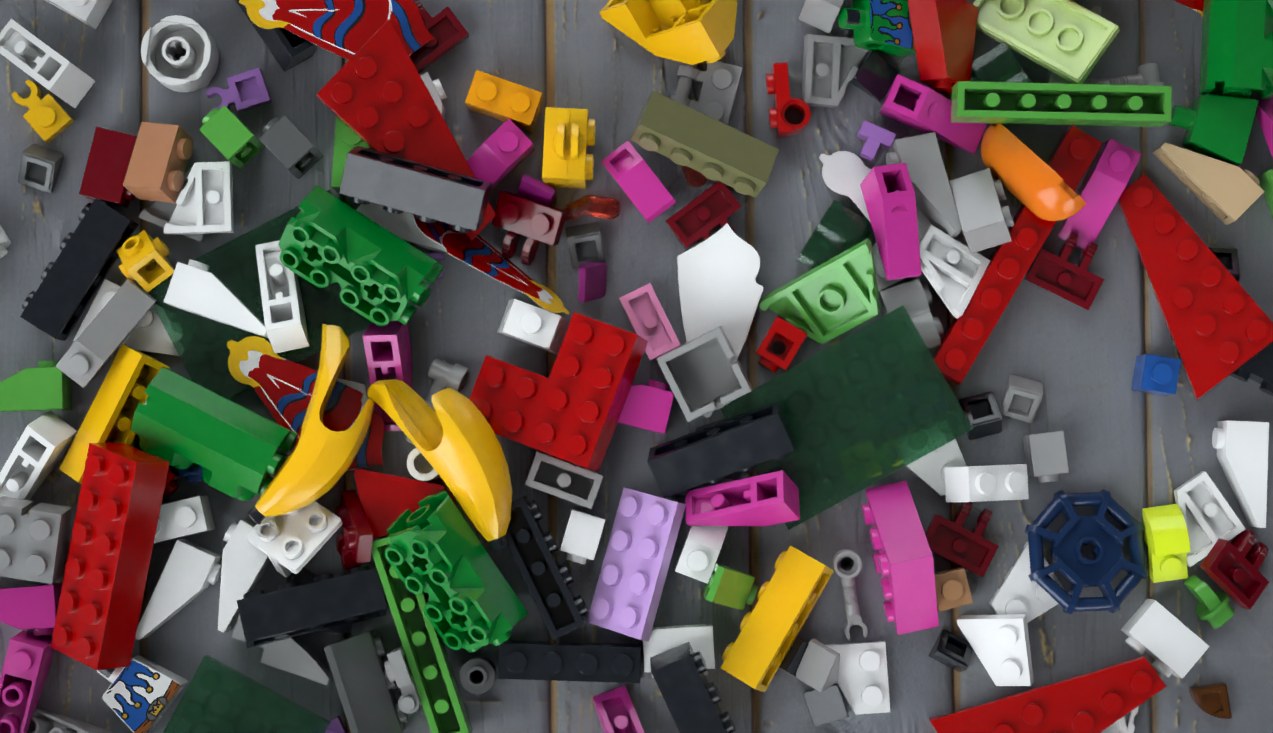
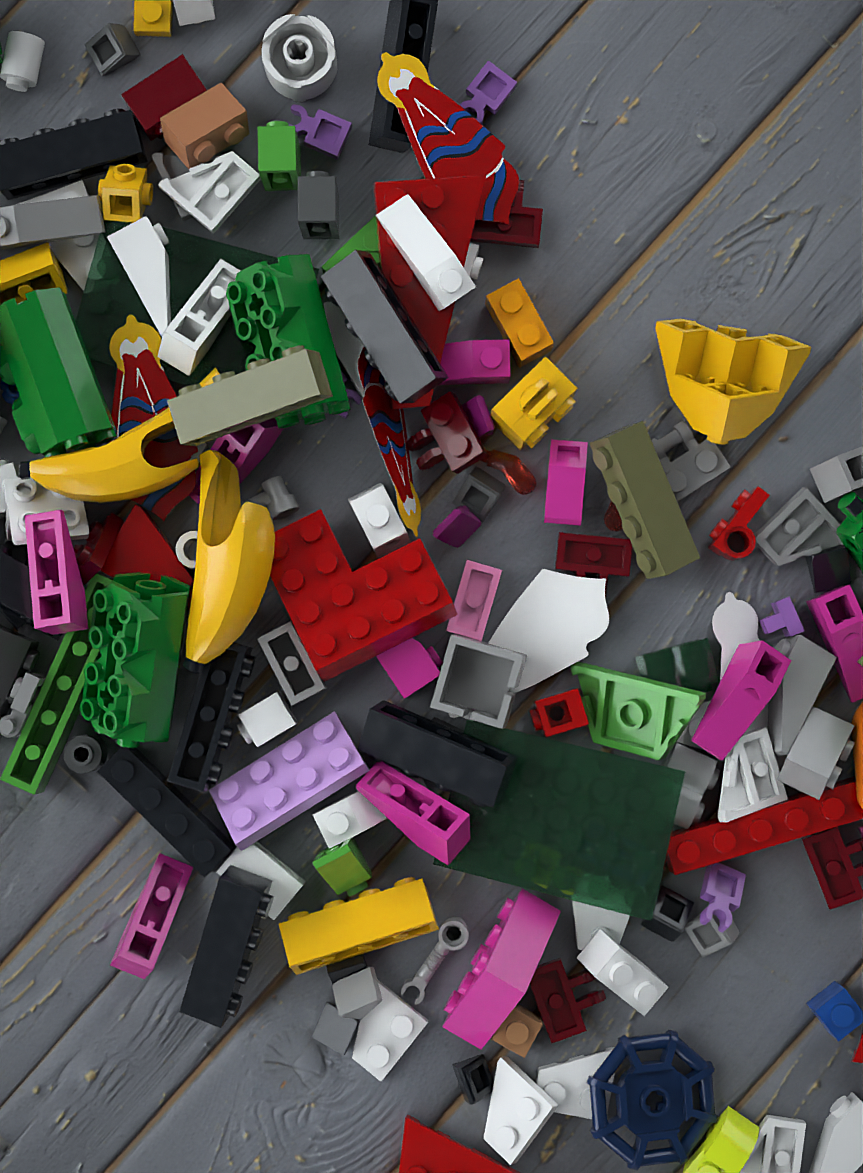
camera: 45 degrees right, 0 degrees up
(344, 568) = (54, 575): none -> dark pink slope
(368, 321) = (250, 396): none -> brick
(397, 110) = (425, 252): none -> white slope
(1004, 364) = (723, 891): none -> medium lavender plate
(1046, 455) = (690, 993): light grey brick -> none

